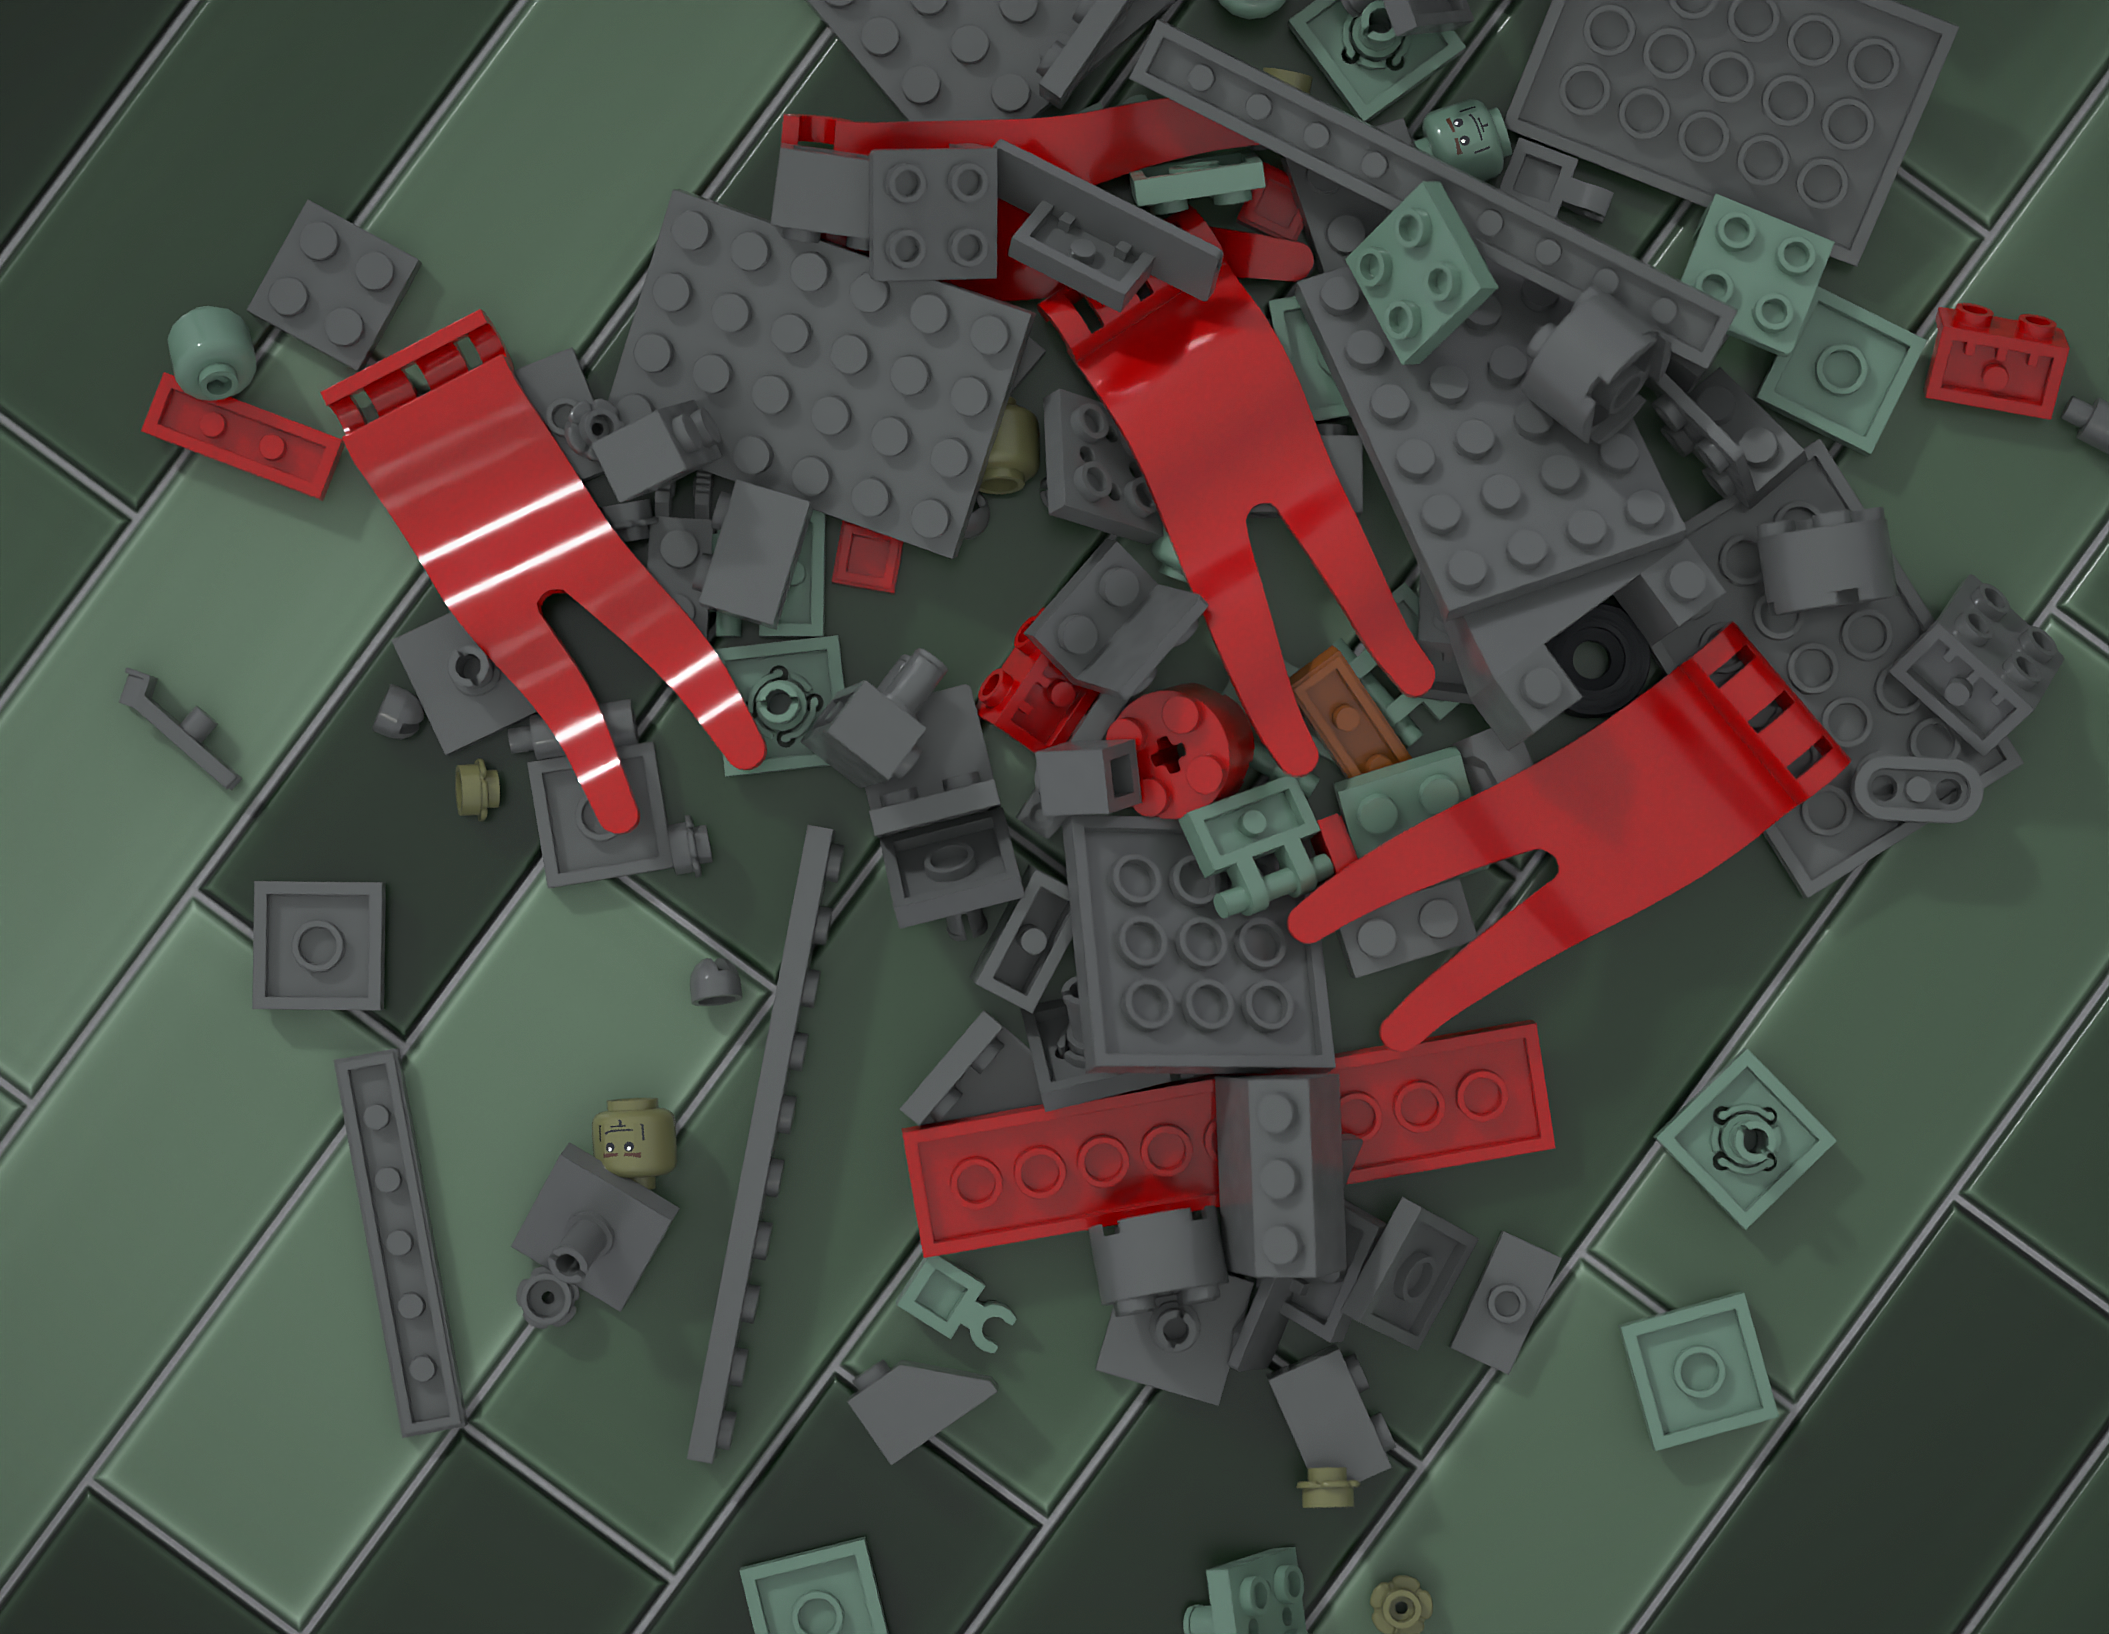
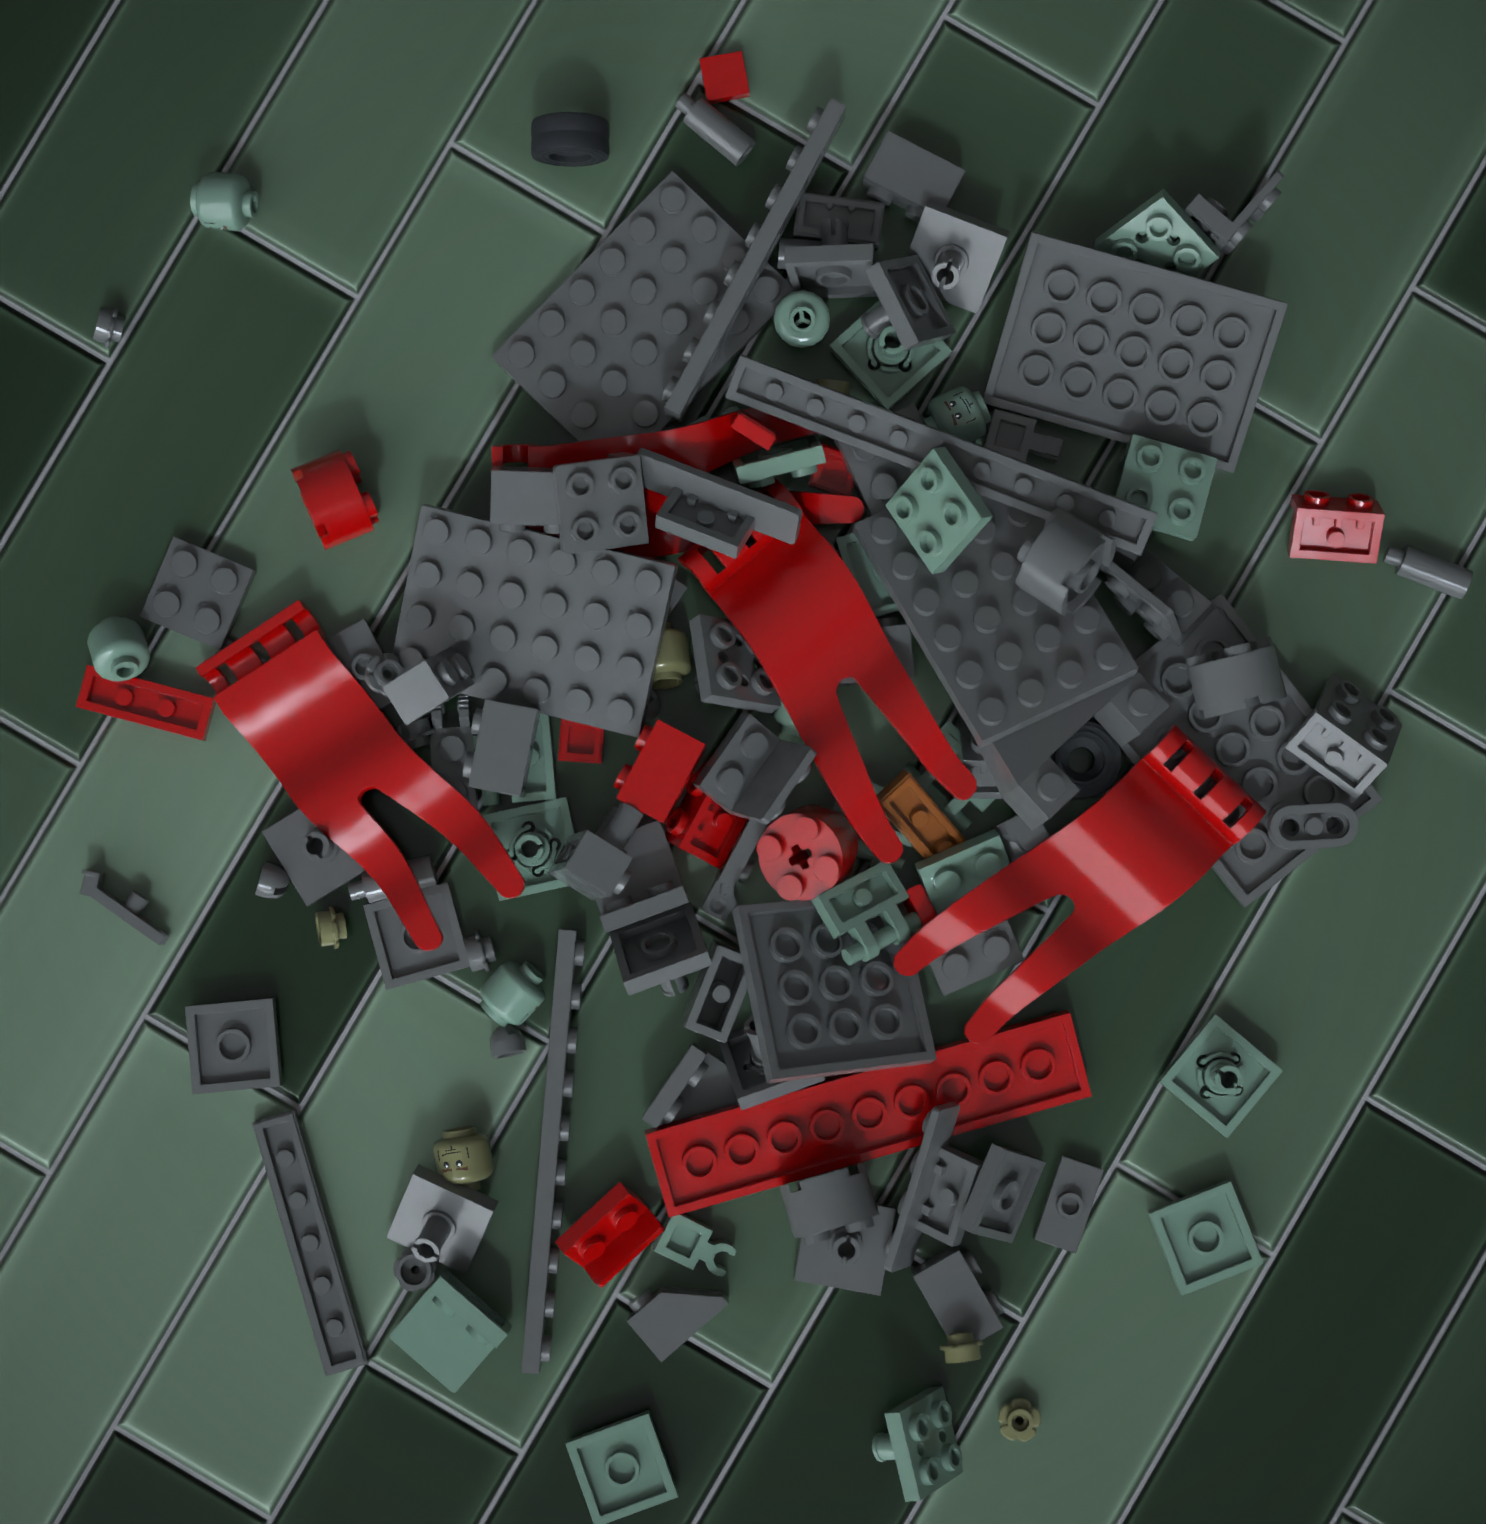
camera: 10 degrees left, 0 degrees up
(547, 167) = (333, 498): none -> red brick
(589, 1391) = (450, 1331): none -> sand green bracket
(731, 911) = (512, 992): none -> sand green head
(836, 1274) = (610, 1234): none -> red bracket
(979, 610) = (659, 771): none -> red brick
(1088, 777) = (746, 878): dark grey brick -> none
(1166, 129) = (753, 429): none -> red tile
(1281, 1174) = (907, 1137): dark grey slope -> none
(1842, 372) = (1231, 546): sand green plate -> none

